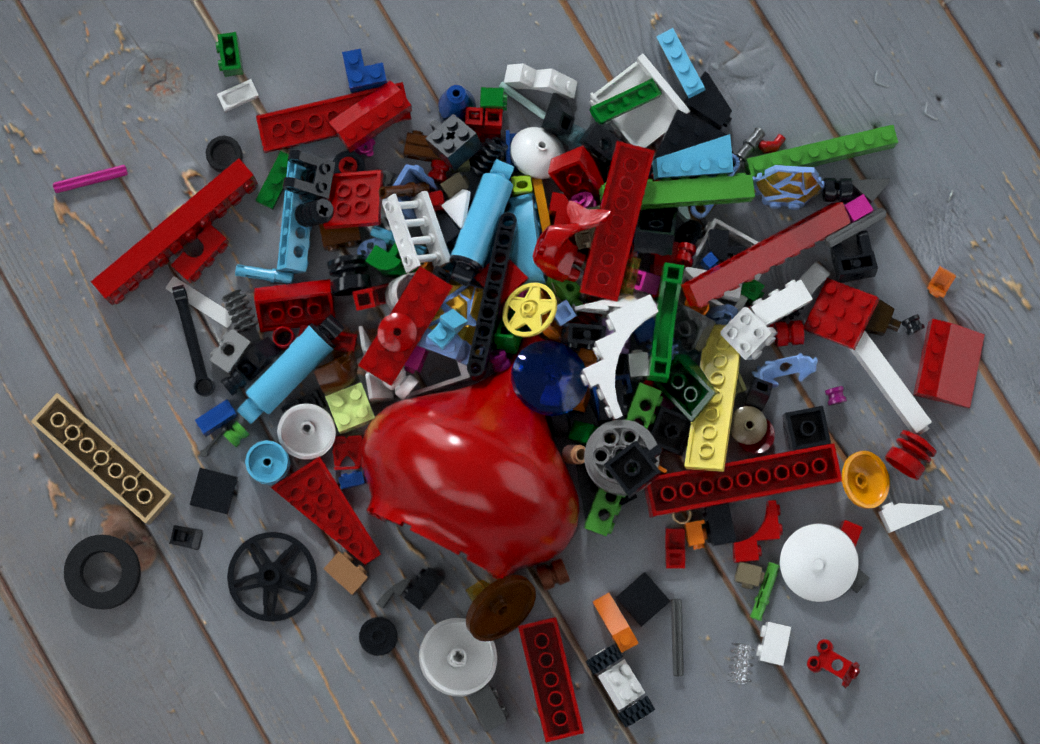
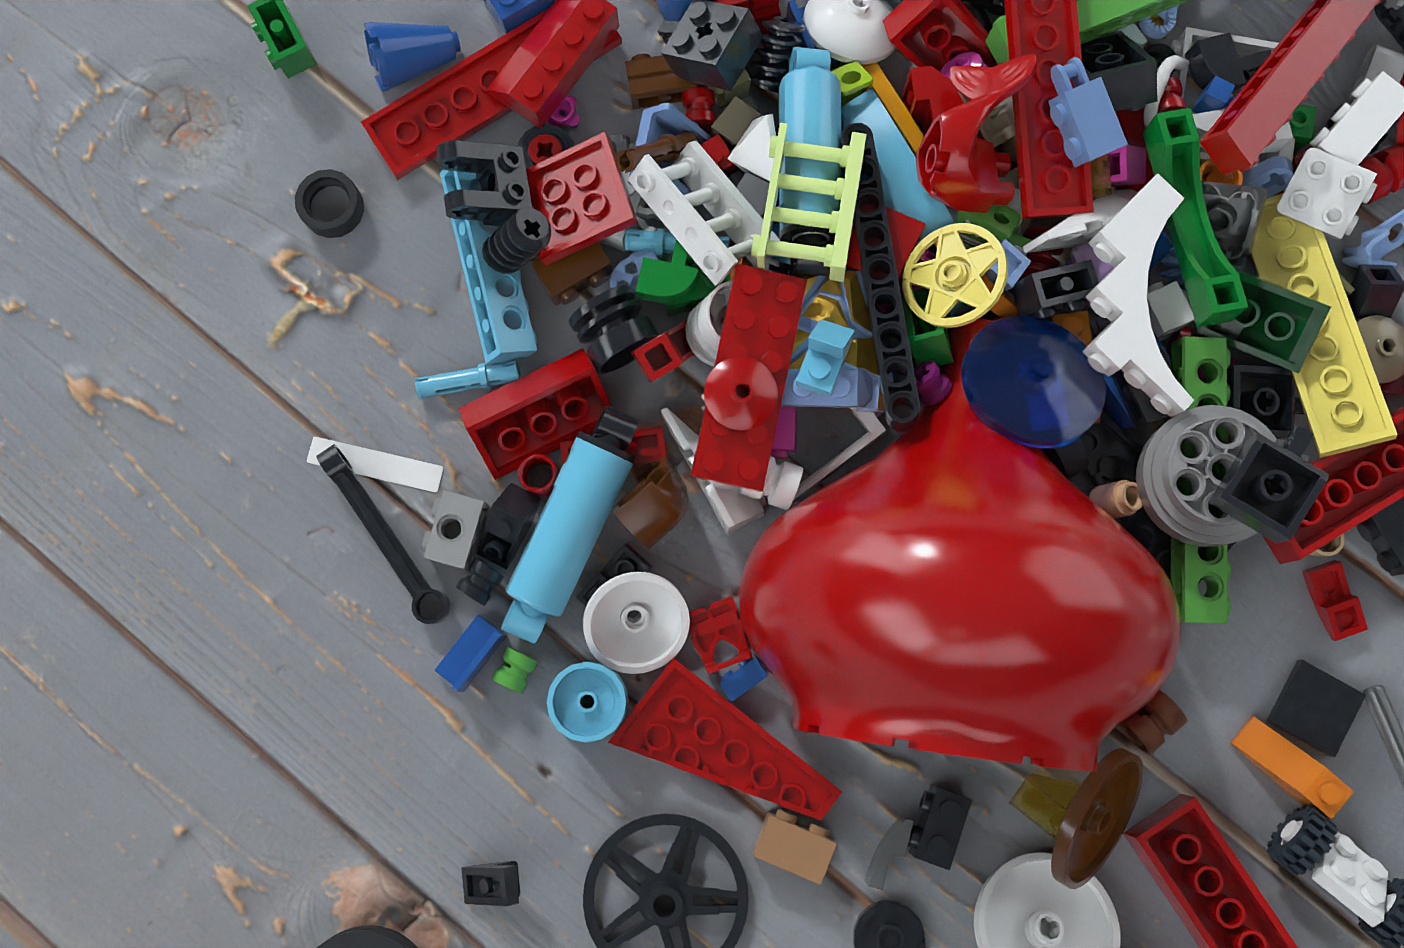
camera: 15 degrees left, 0 degrees up
(91, 178) = (114, 322): dark pink axle -> none
(103, 459) = (294, 797): tan brick -> none
(175, 232) = (287, 361): red brick -> none
(191, 267) = (339, 410): red arch -> none
(204, 452) = (471, 720): dark grey hinge -> none
(213, 491) = (510, 783): black tile -> none
(238, 95) = (320, 101): white tile -> none
(239, 311) = (446, 456): dark grey piece -> none
(273, 184) = (431, 224): green plate -> none
(294, 86) = (408, 50): none -> blue cone
(350, 408) = (697, 555): yellowish green brick -> none
(478, 263) = (838, 222): none -> yellowish green fence
(582, 431) = (1113, 458): green slope -> none
(625, 251) = (1084, 114): none -> medium blue brick
(682, 243) = (1163, 75): none -> white animal
(695, 534) = (1364, 564): orange brick -> none

